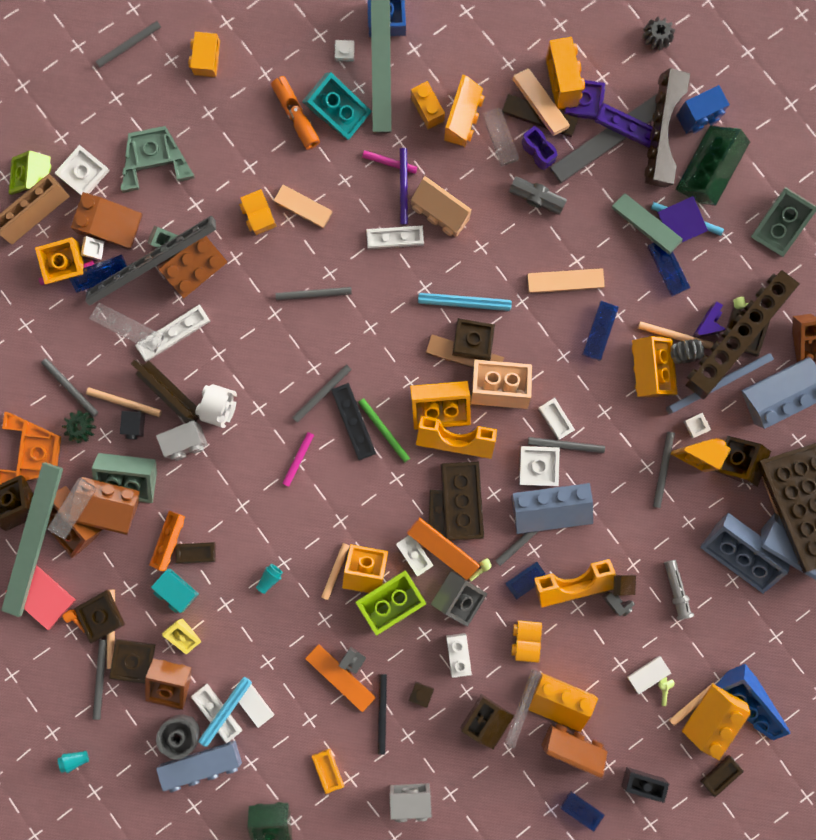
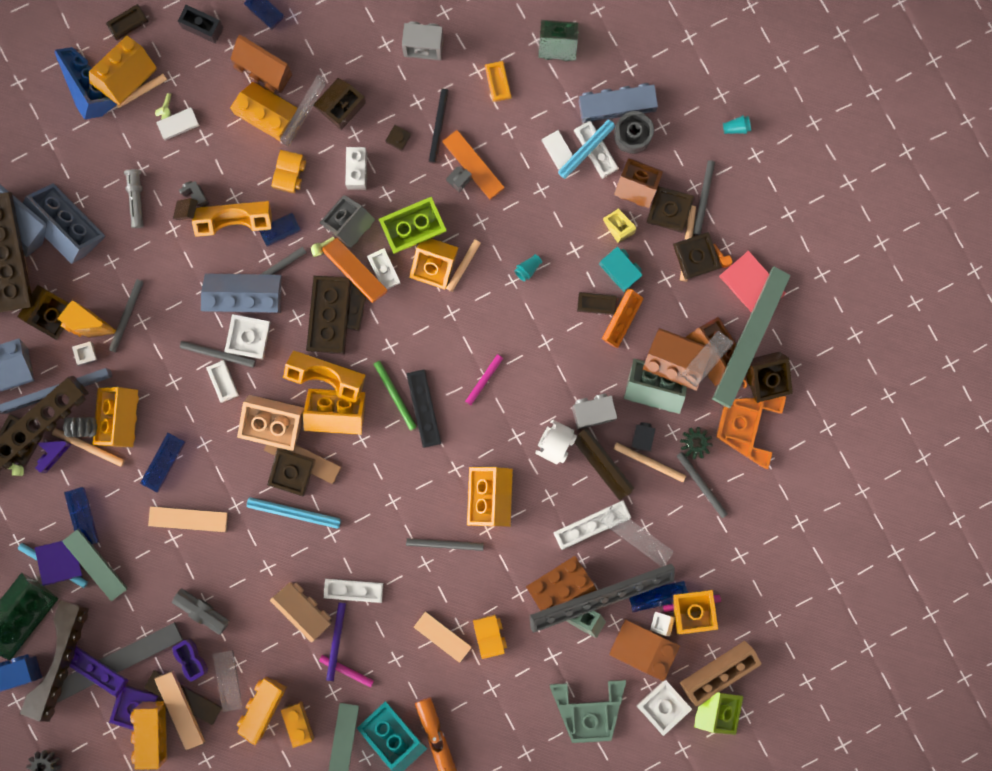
camera: 170 degrees left, 0 degrees up
(275, 344) = (489, 496): none -> light orange slope
(326, 389) = (451, 441): dark grey bar -> none

